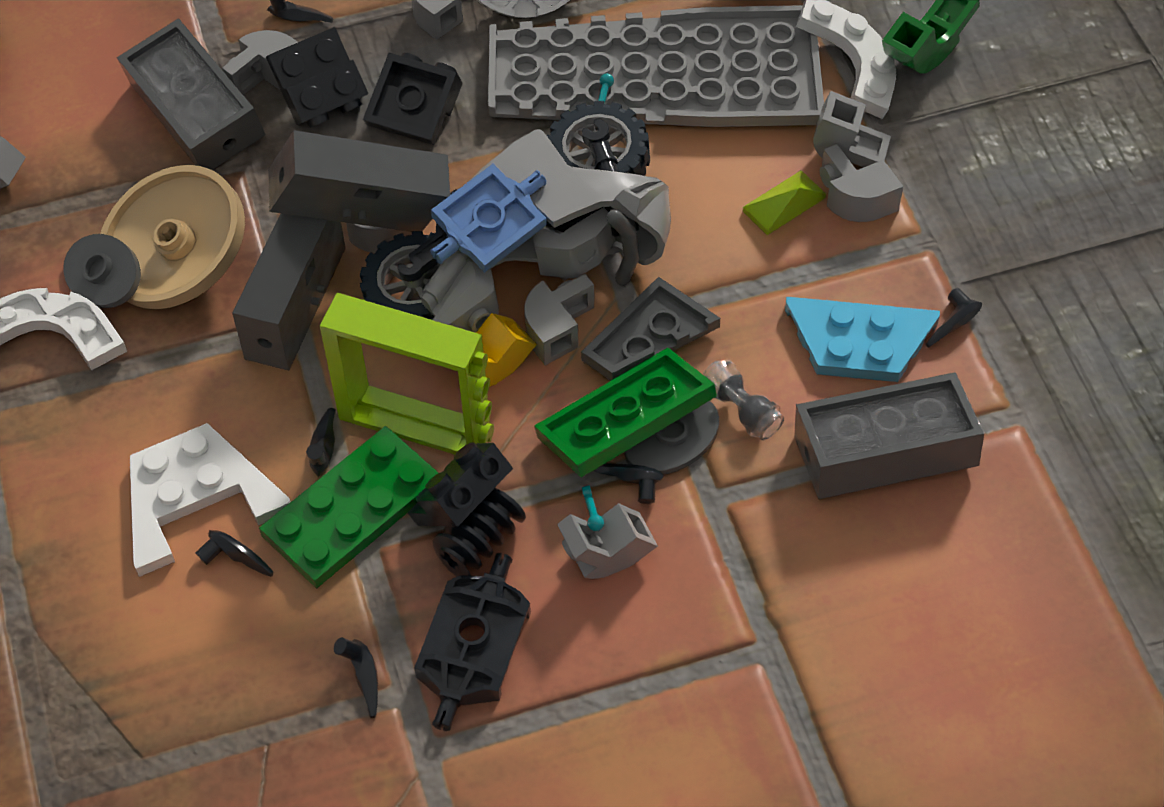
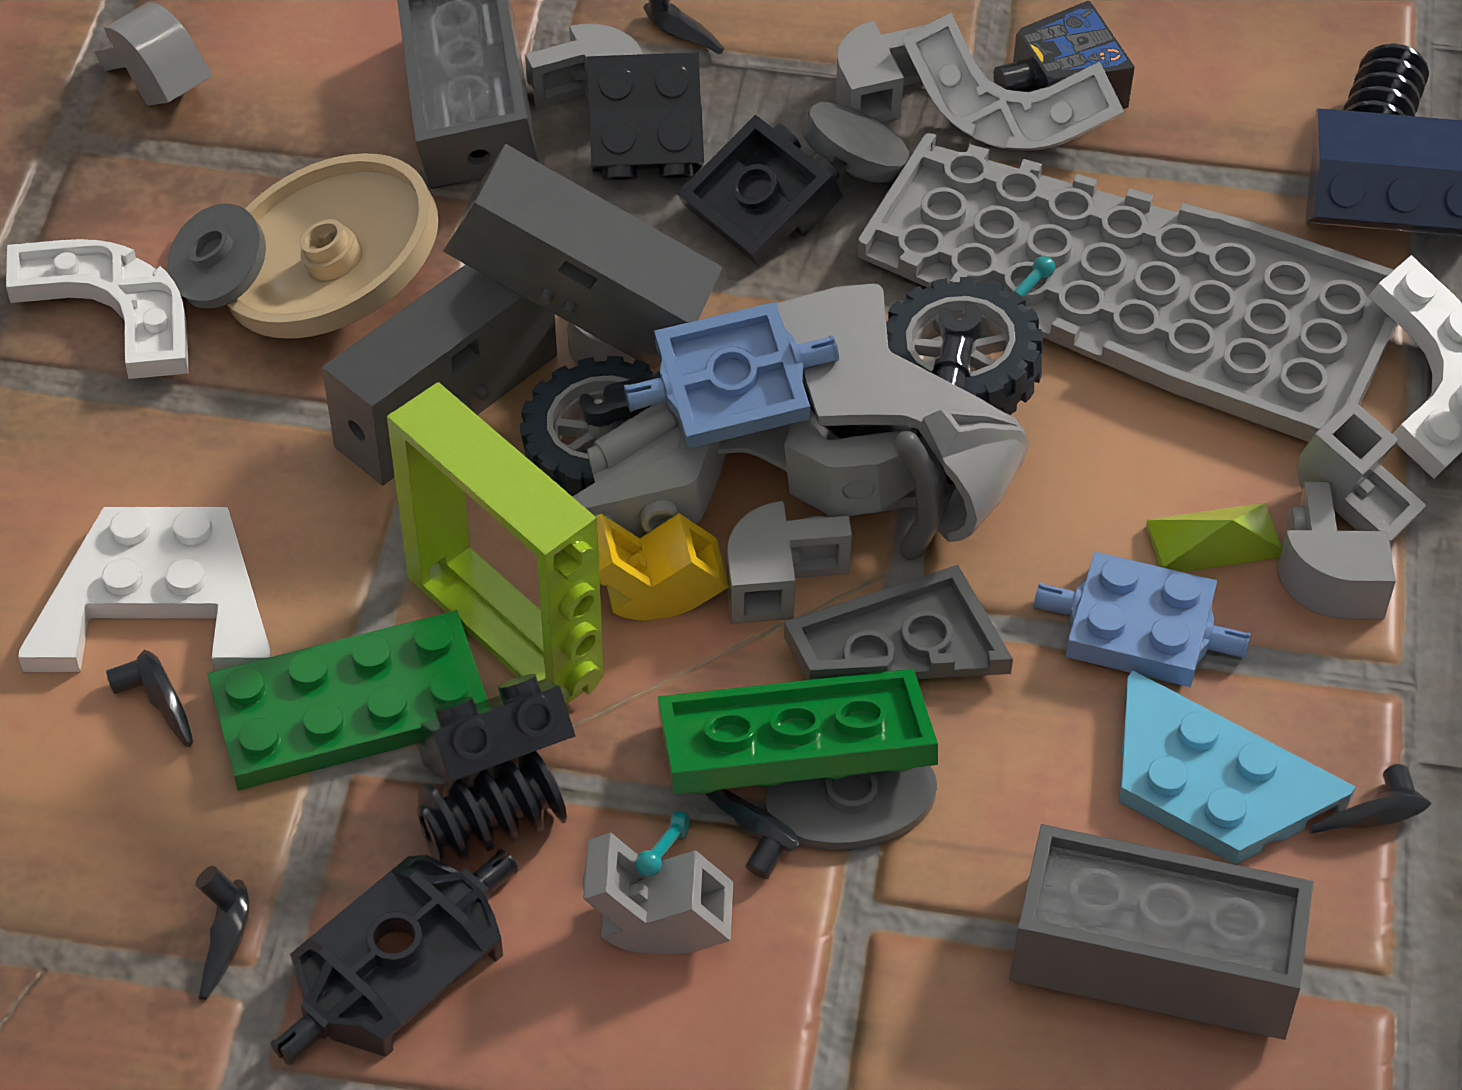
camera: 25 degrees right, 5 degrees down
(322, 443) = (355, 607): black bar -> none
(448, 44) = (857, 139): none -> dark grey tile
(756, 411) = (986, 814): clear piece -> none
(773, 265) = (1142, 619): none -> medium blue plate

